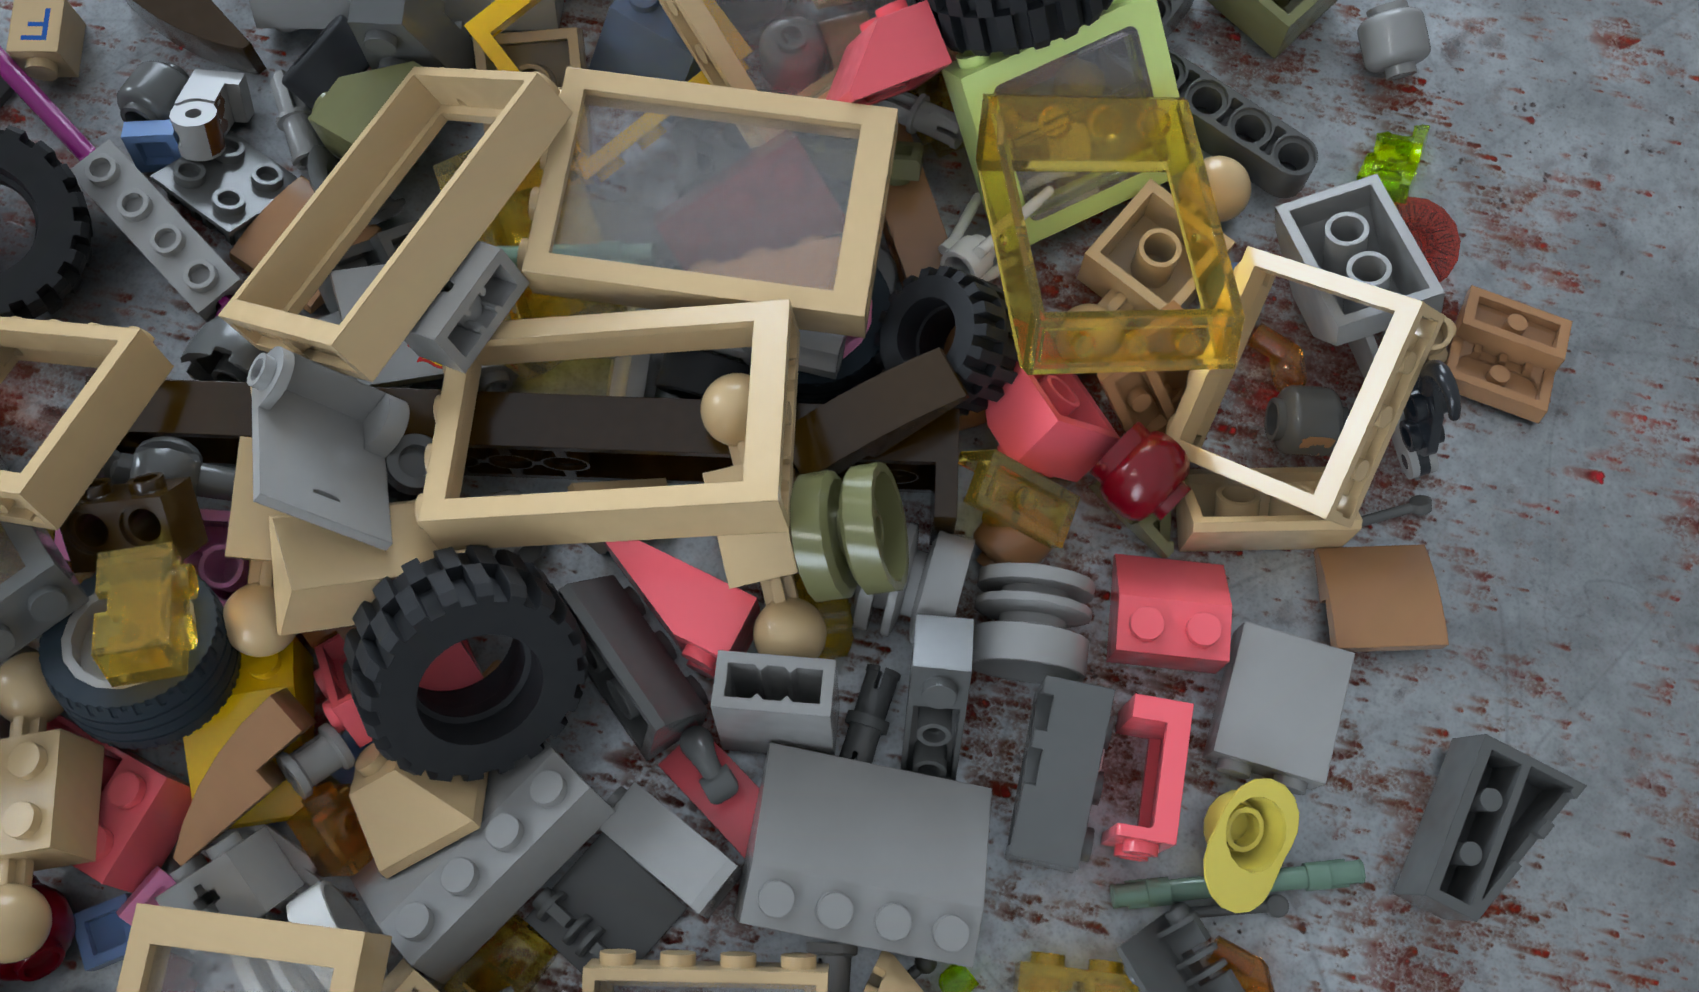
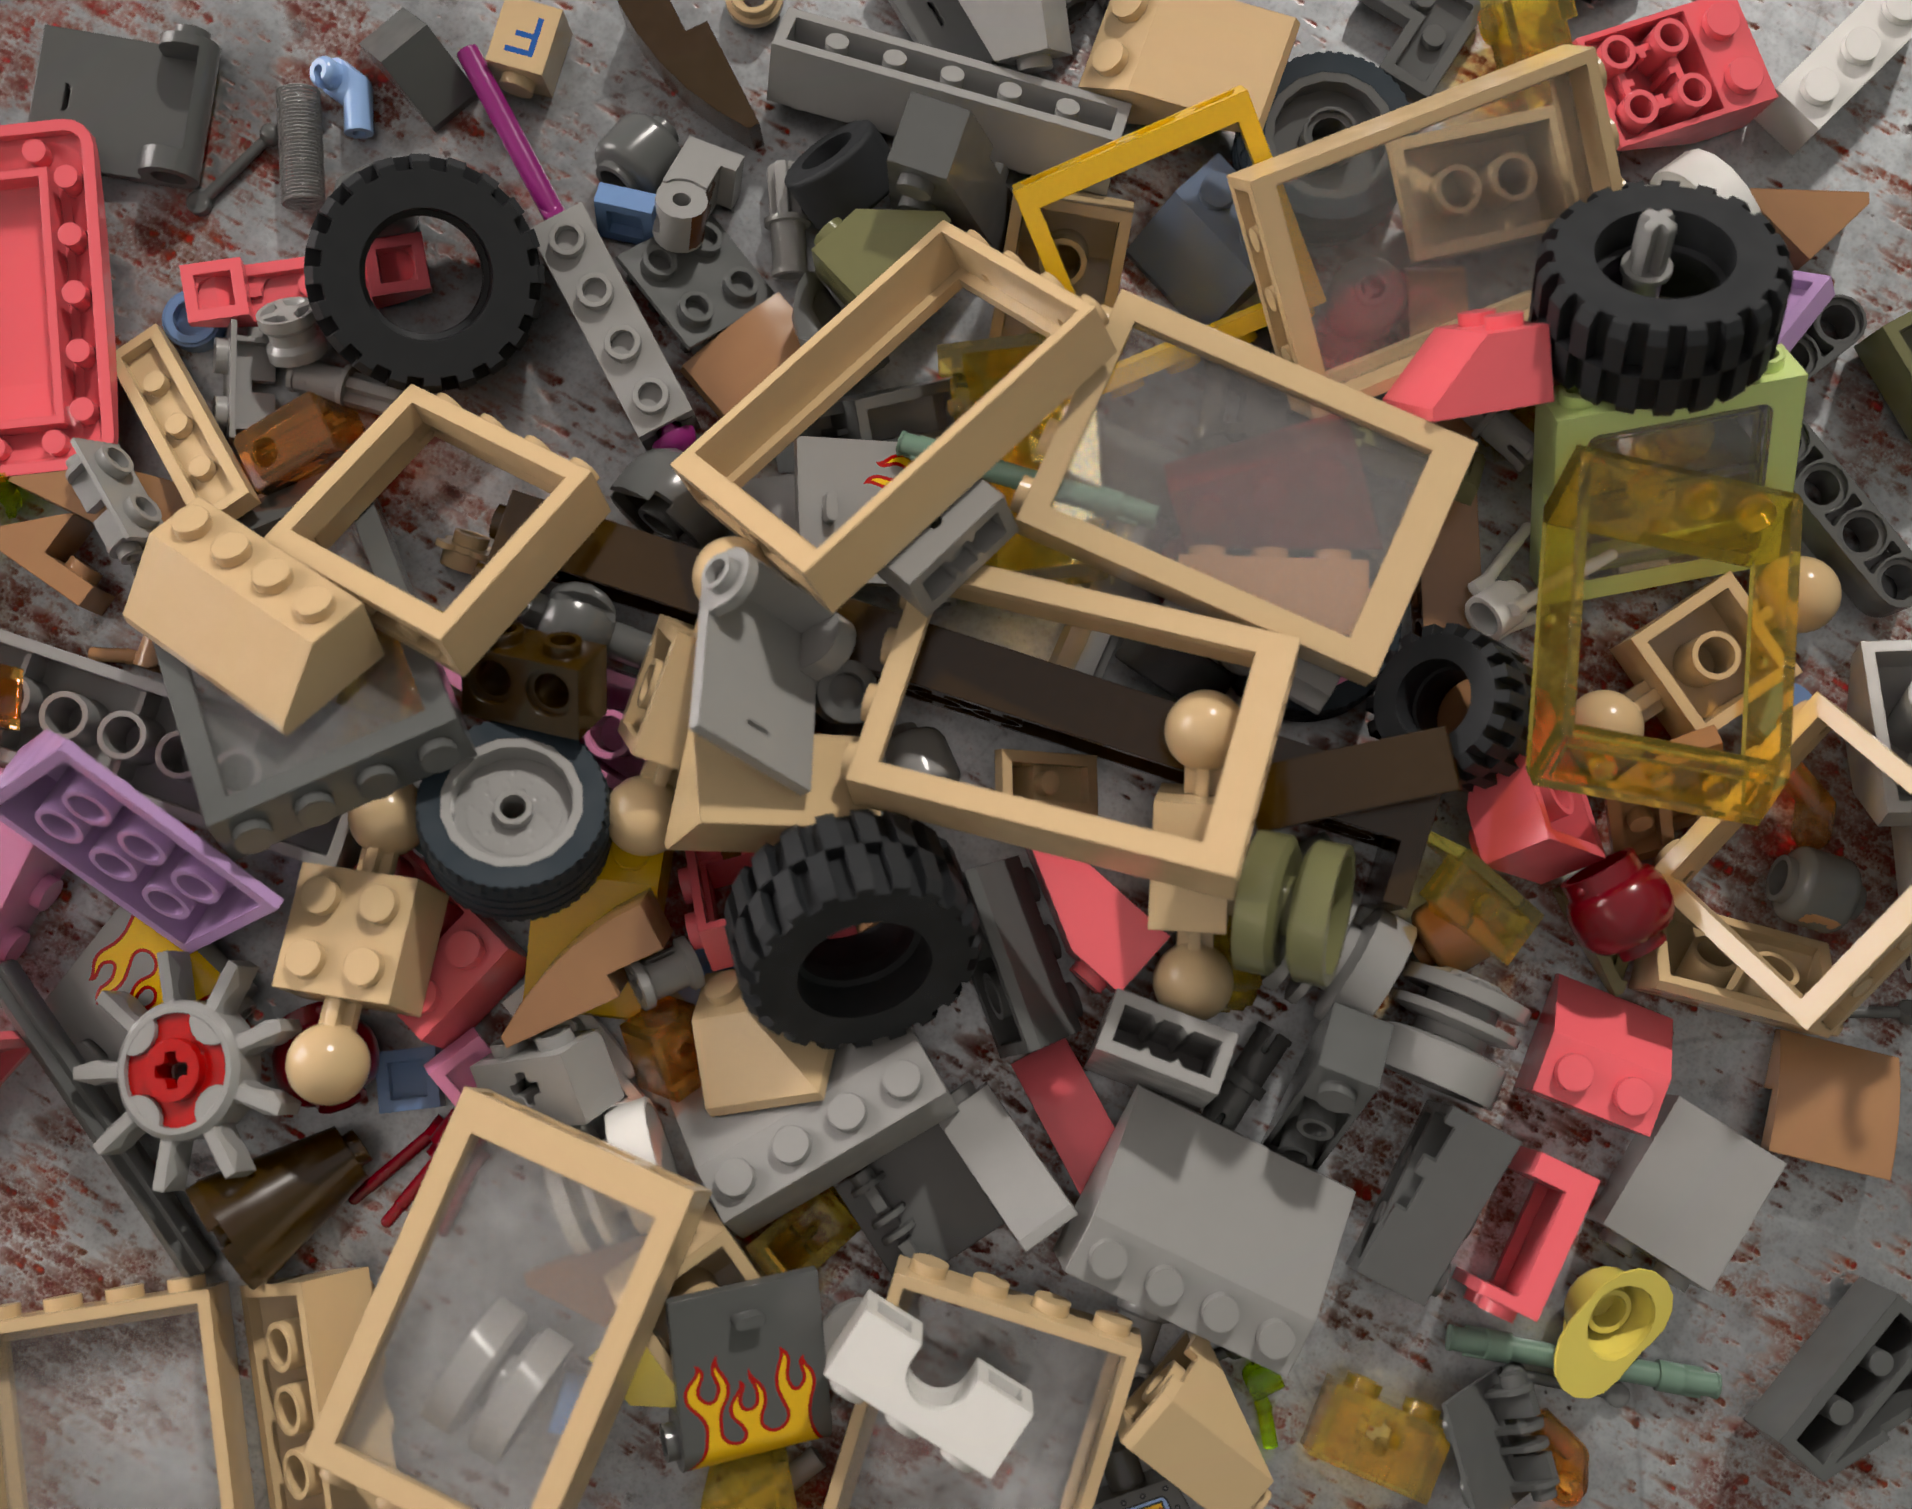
camera: 15 degrees right, 10 degrees up
(147, 614) = (534, 809): clear yellow brick -> none
(717, 780) = (1073, 1107): dark grey arm -> none

